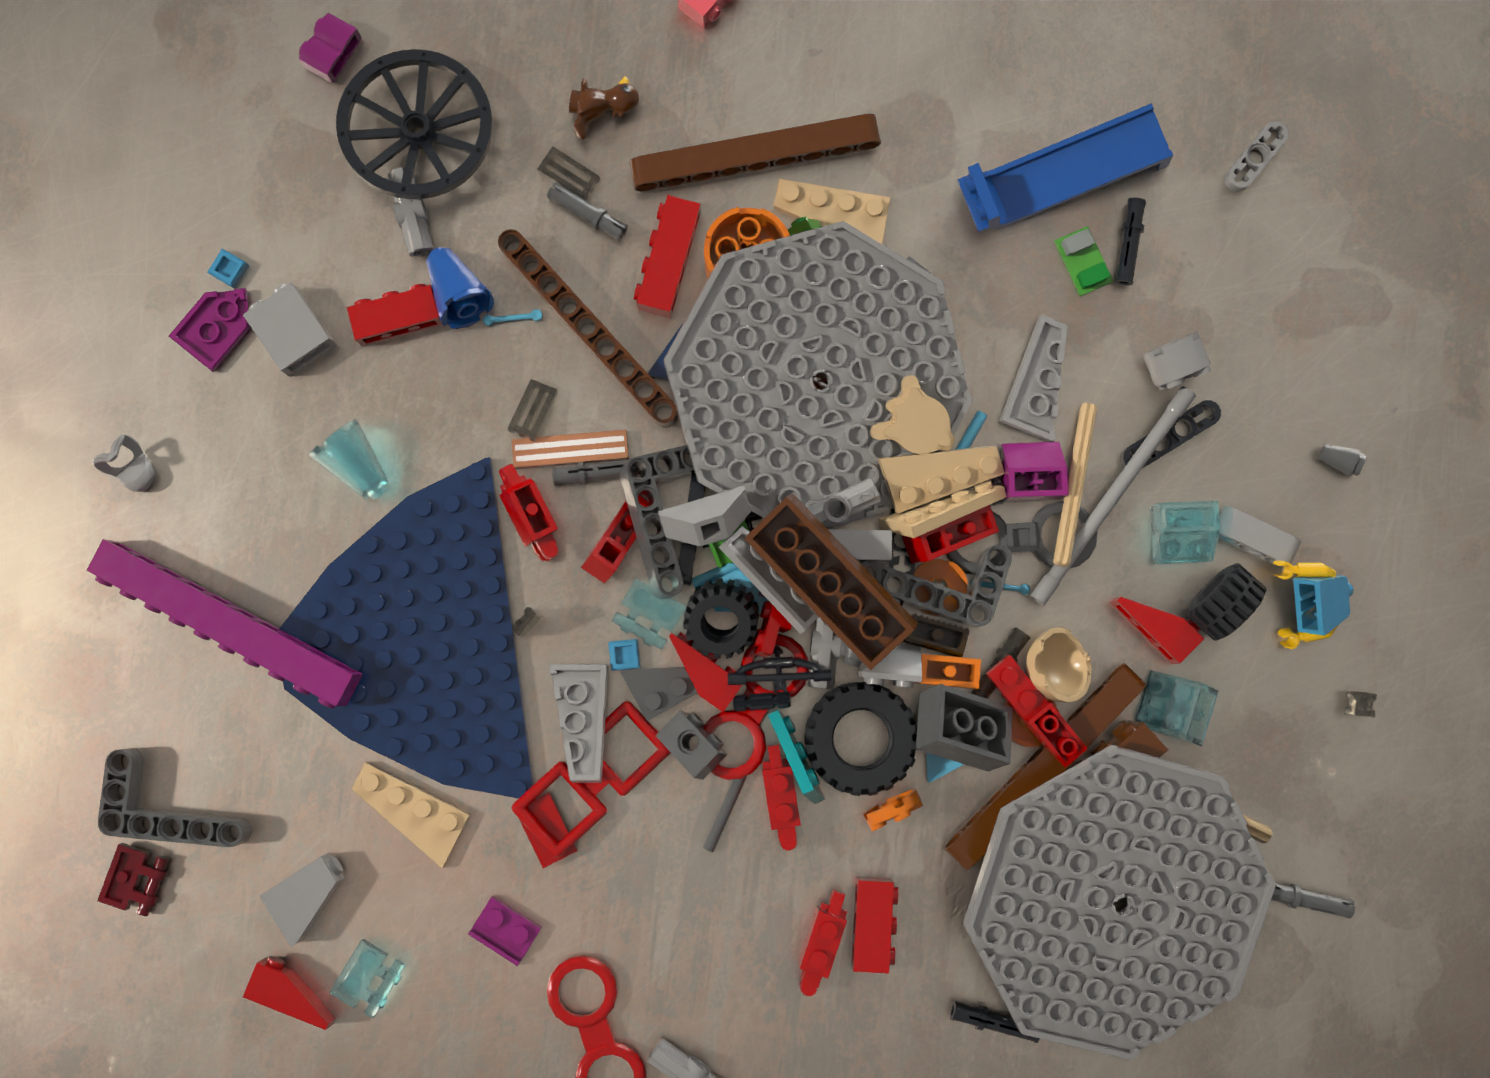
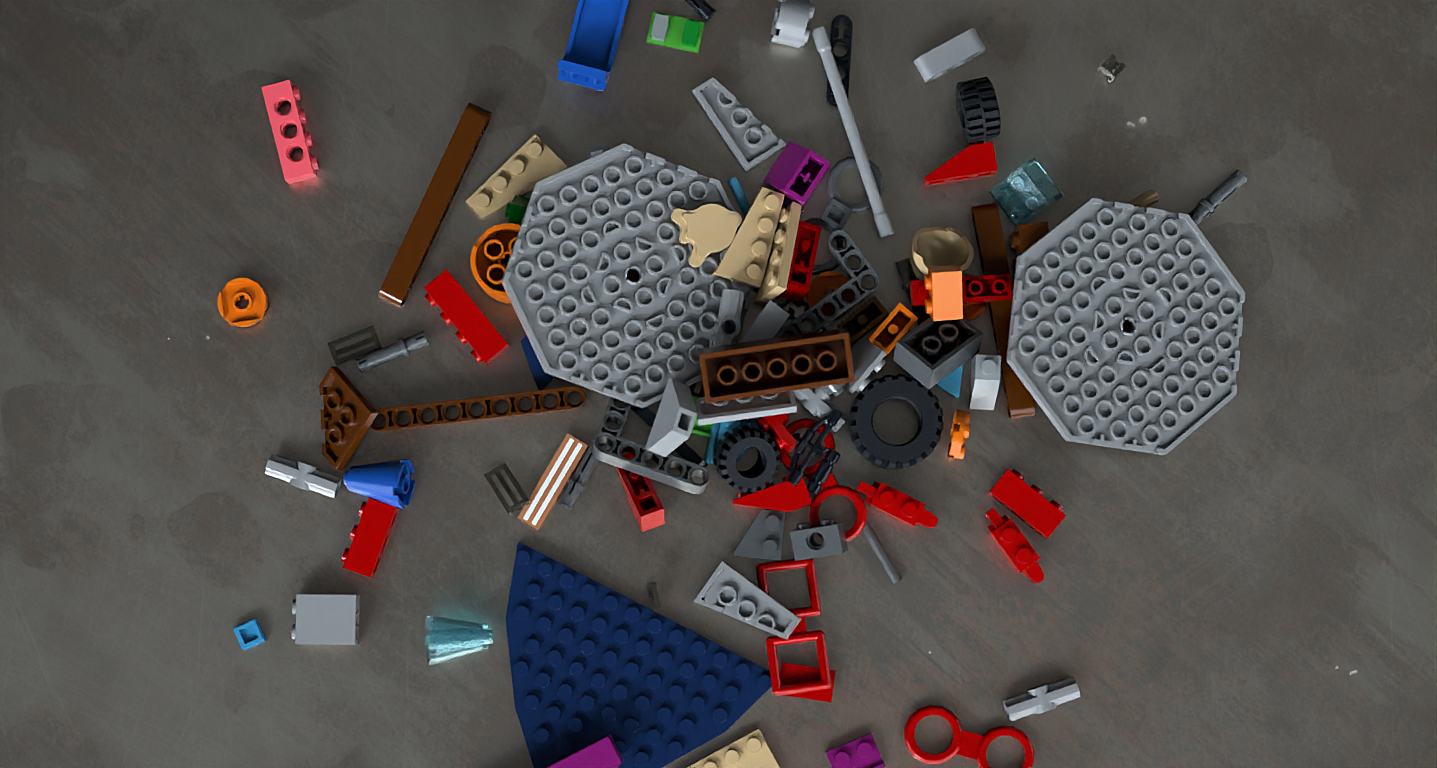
camera: 50 degrees left, 0 degrees up
(213, 326) = (285, 672): magenta tile -> none
(329, 47) = (141, 451): magenta brick -> none
(414, 119) = (201, 389): black wheel -> none
(490, 210) = (344, 417): none -> reddish brown plate
(528, 513) = (579, 541): red hinge -> none
(535, 58) = (231, 294): none -> orange plate
(536, 315) = (440, 439): medium azure hinge -> none
(593, 103) = (318, 292): reddish brown animal -> none
(624, 654) = (723, 544): dark azure tile -> none
(642, 601) = (712, 498): clear light blue plate -> none
(796, 756) = (876, 474): teal wing -> none
(963, 797) = (984, 381): none -> light grey slope
(982, 1018) = (1128, 485): black pin -> none
(1022, 697) = (944, 293): none -> orange brick
(1023, 589) = (872, 238): medium azure hinge -> none
(1076, 481) = (826, 151): tan axle -> none
(1184, 531) = (911, 101): clear light blue slope -> none
(1319, 601) = (1021, 45): dark azure torso -> none

